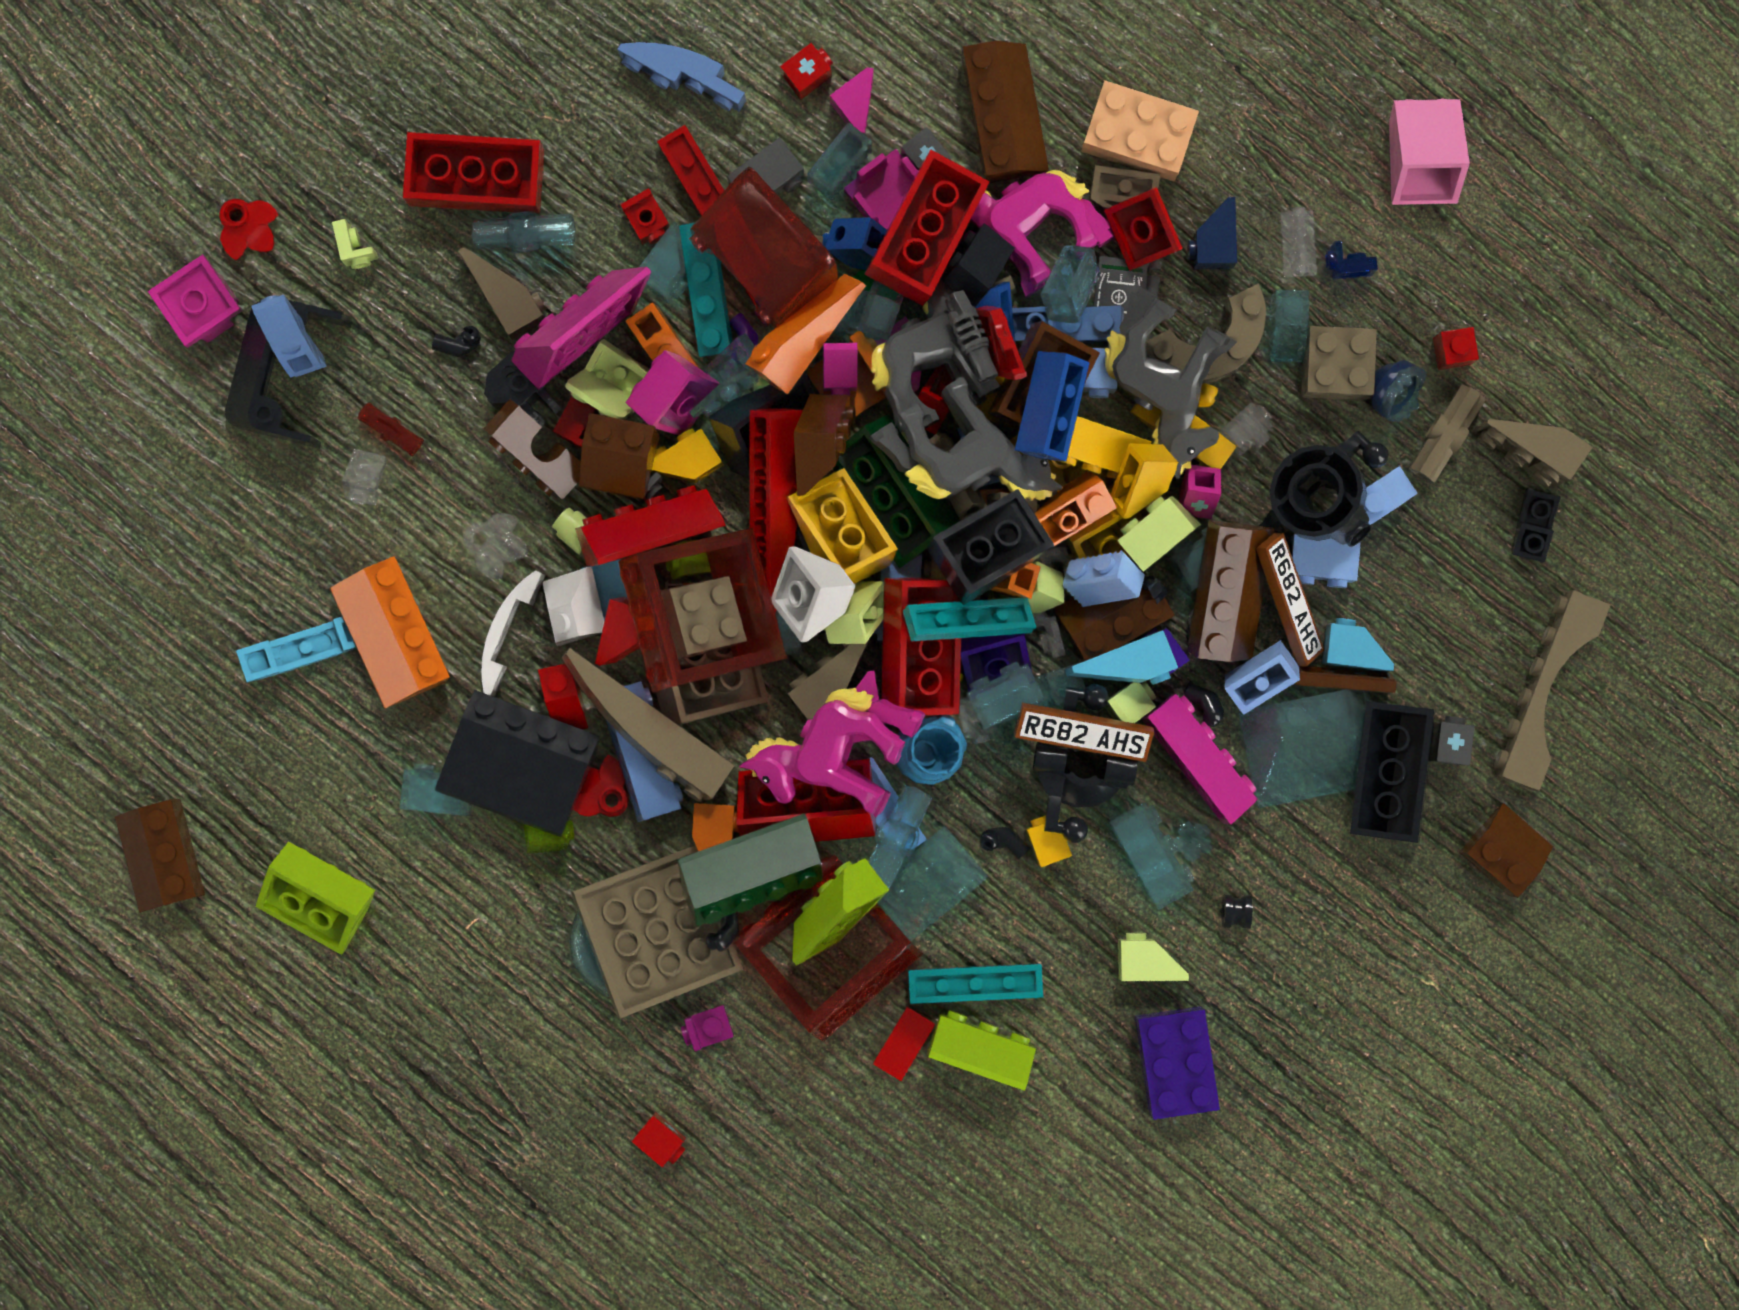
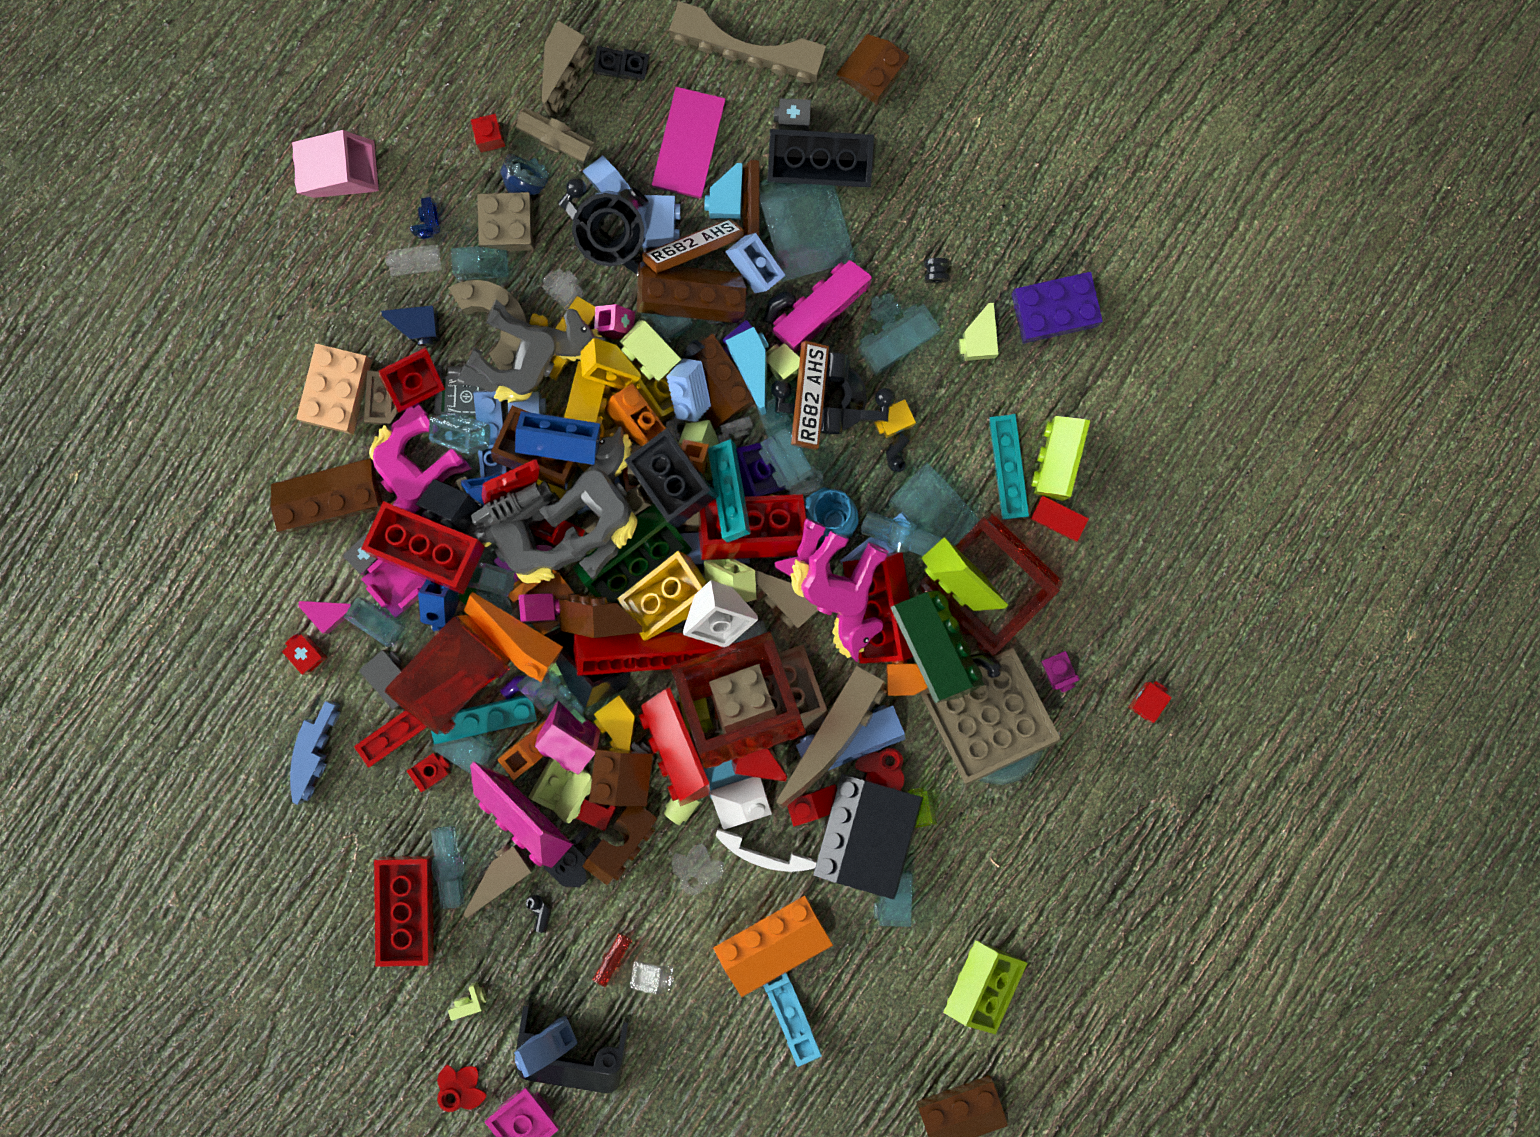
camera: 90 degrees left, 0 degrees up
(1426, 605) = (688, 142): none -> dark pink tile

